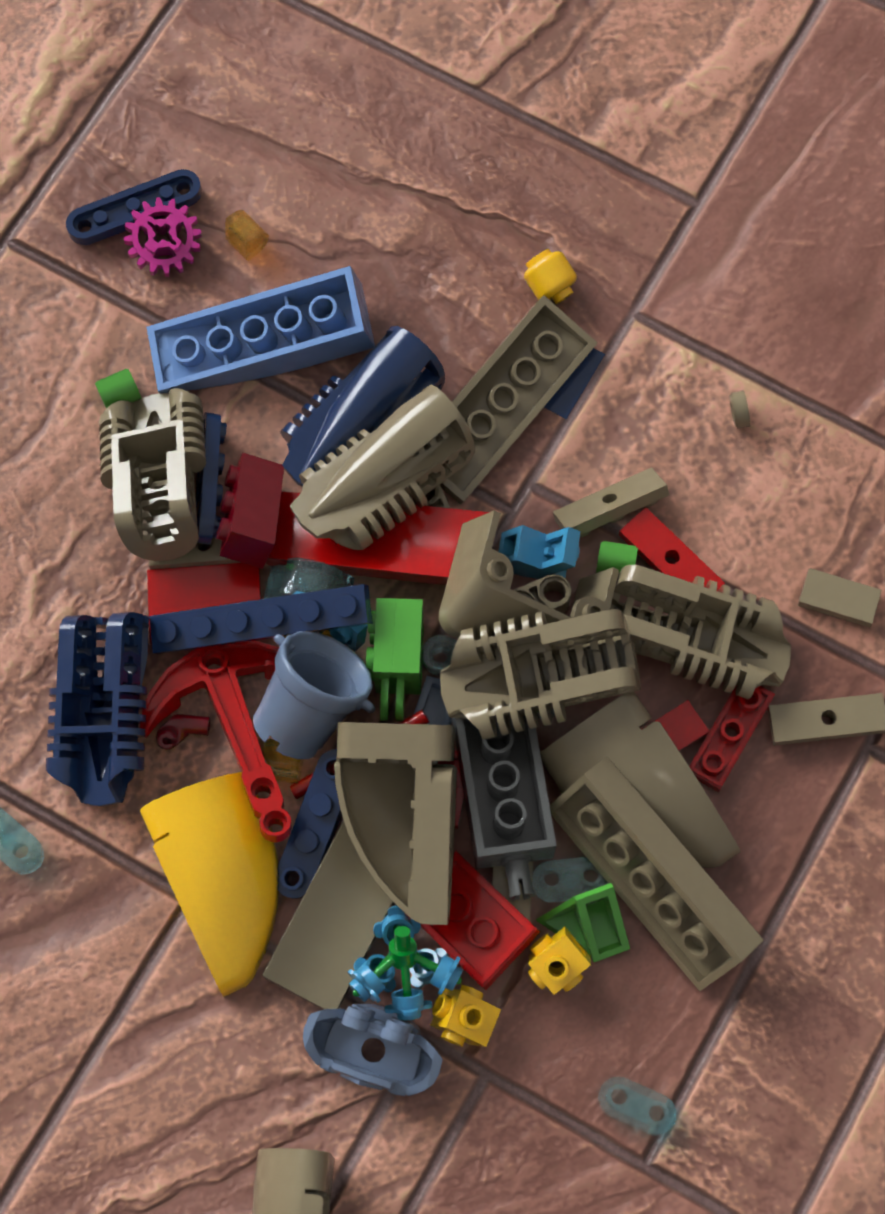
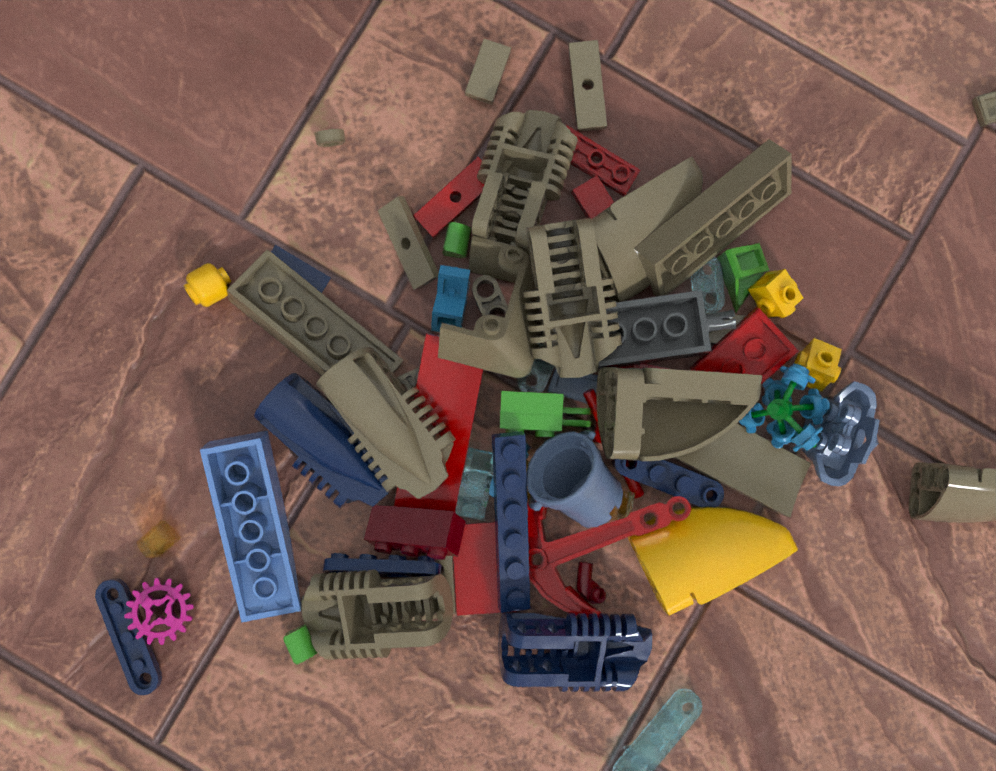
camera: 90 degrees left, 15 degrees up
(637, 1105) = (874, 240): clear light blue plate -> none

